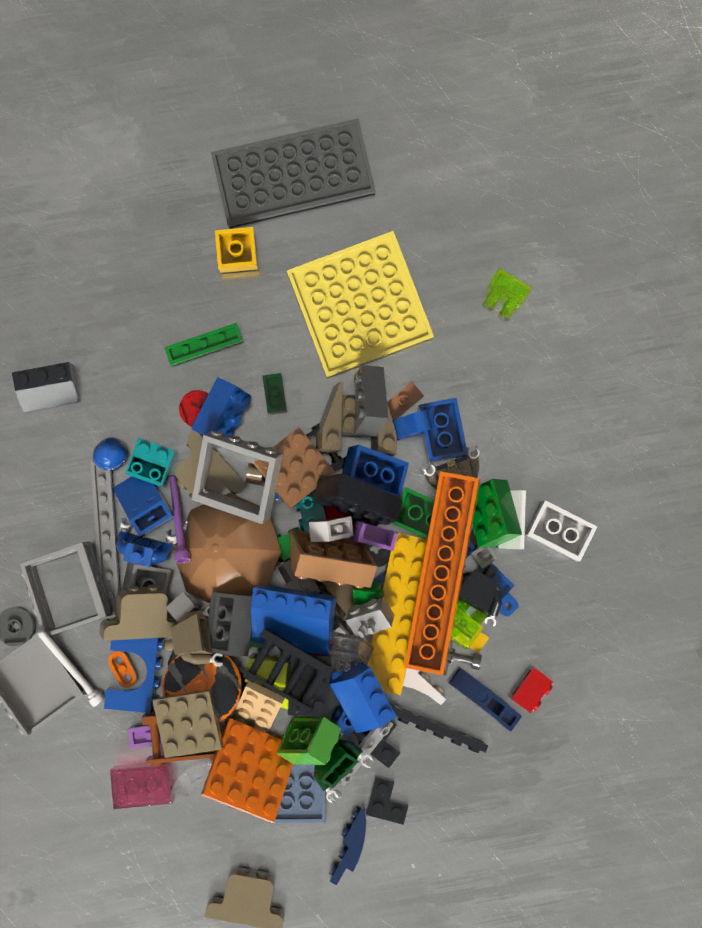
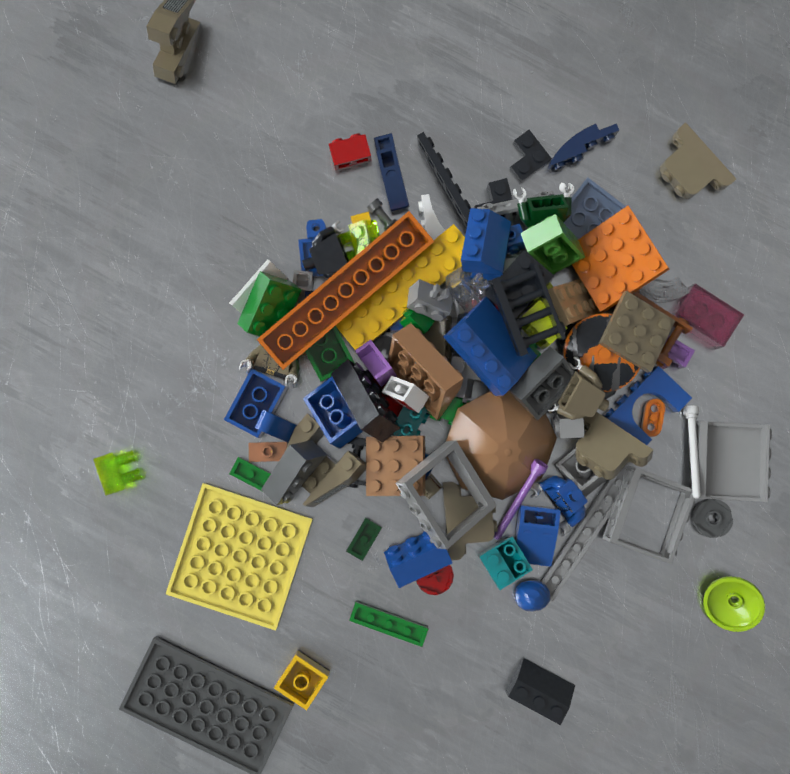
camera: 140 degrees left, 0 degrees up
(402, 373) = (249, 473): none -> green plate
(561, 530) = (228, 252): white brick -> none

